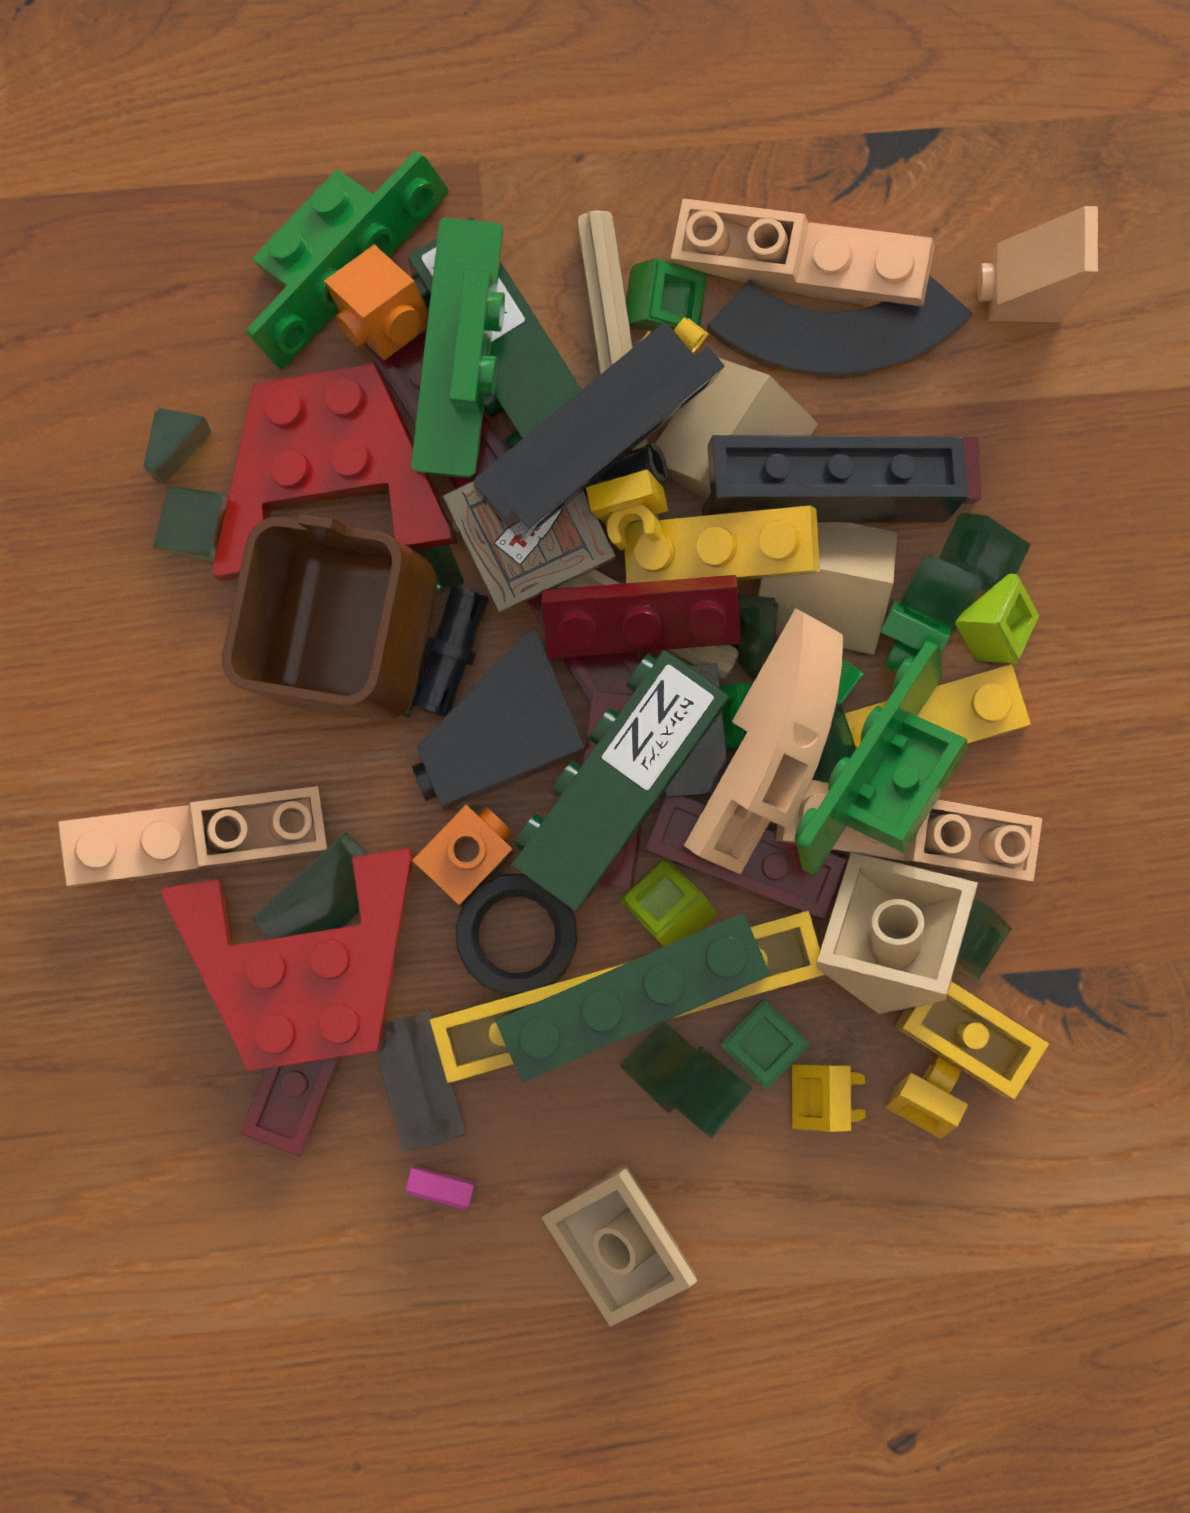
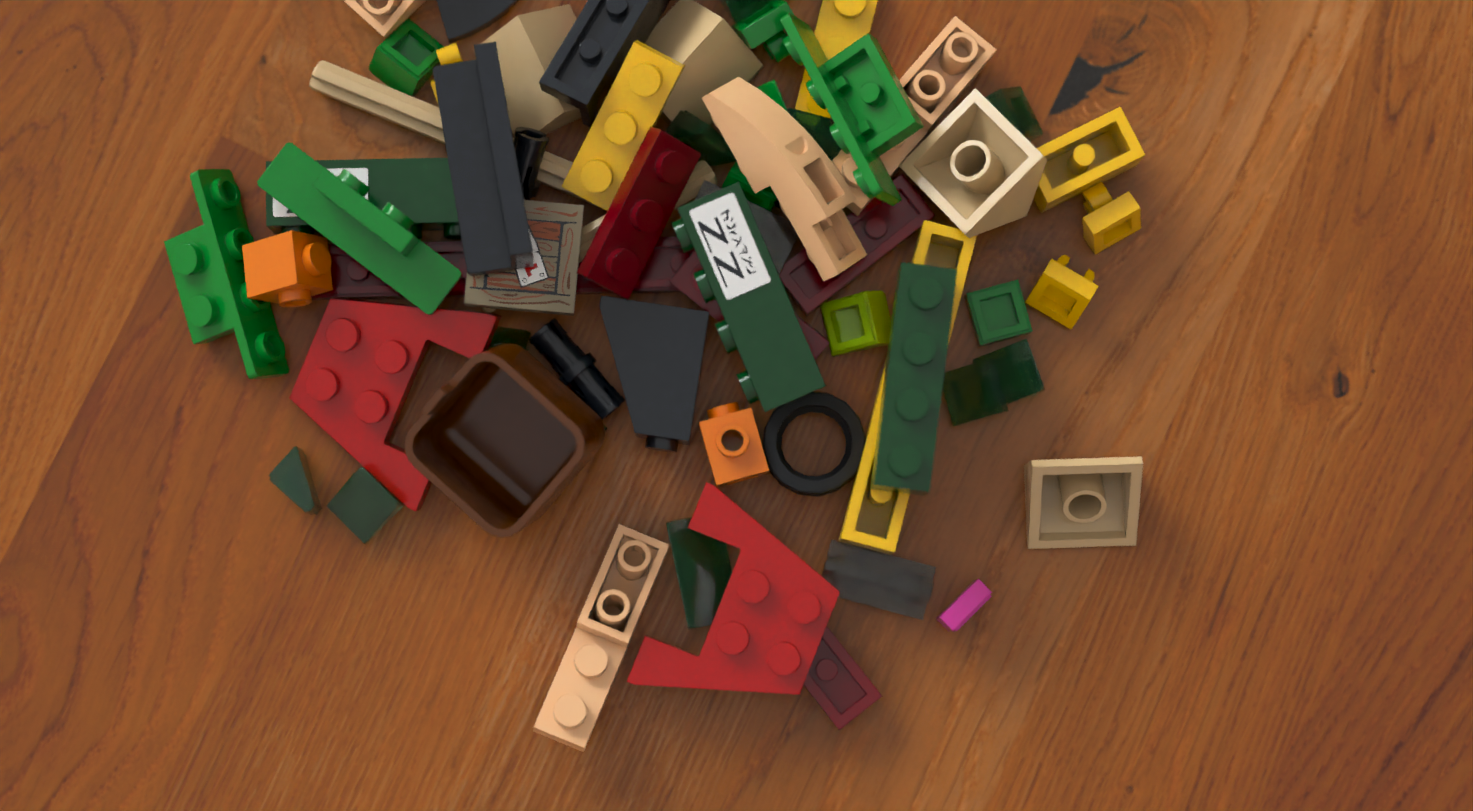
camera: 60 degrees left, 0 degrees up
(627, 500) = (548, 171): yellow tile -> none

